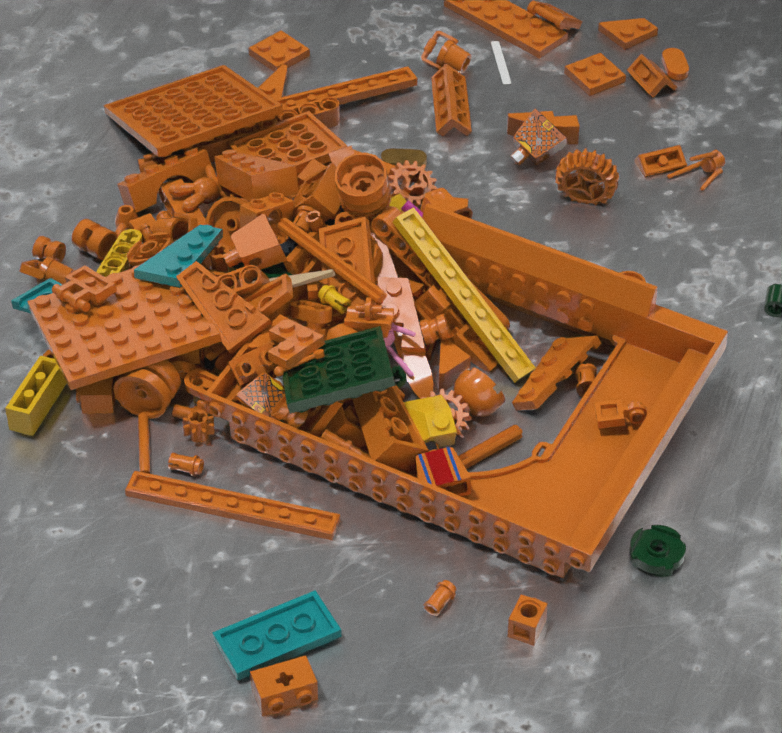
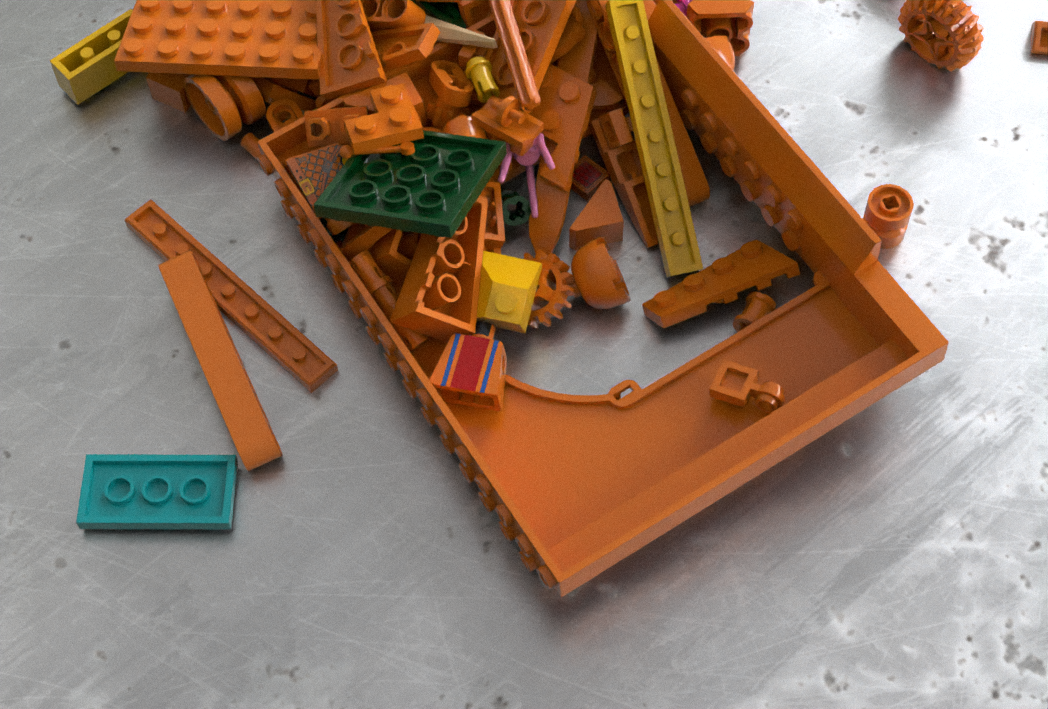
camera: 30 degrees right, 15 degrees up
(144, 451) = (186, 169): orange bar -> none
(192, 465) = (217, 221): orange pin -> none
(198, 426) = (251, 176): orange gear -> none
(262, 540) = (220, 361): none -> orange beam
(284, 685) = (117, 565): orange brick -> none
(435, 329) = (598, 166): orange wheel -> none
(444, 592) = (375, 534): orange pin -> none
(491, 446) = (573, 353): orange axle -> none
(527, 619) = (451, 634): orange brick -> none
(657, 562) = (687, 578): dark green plate -> none

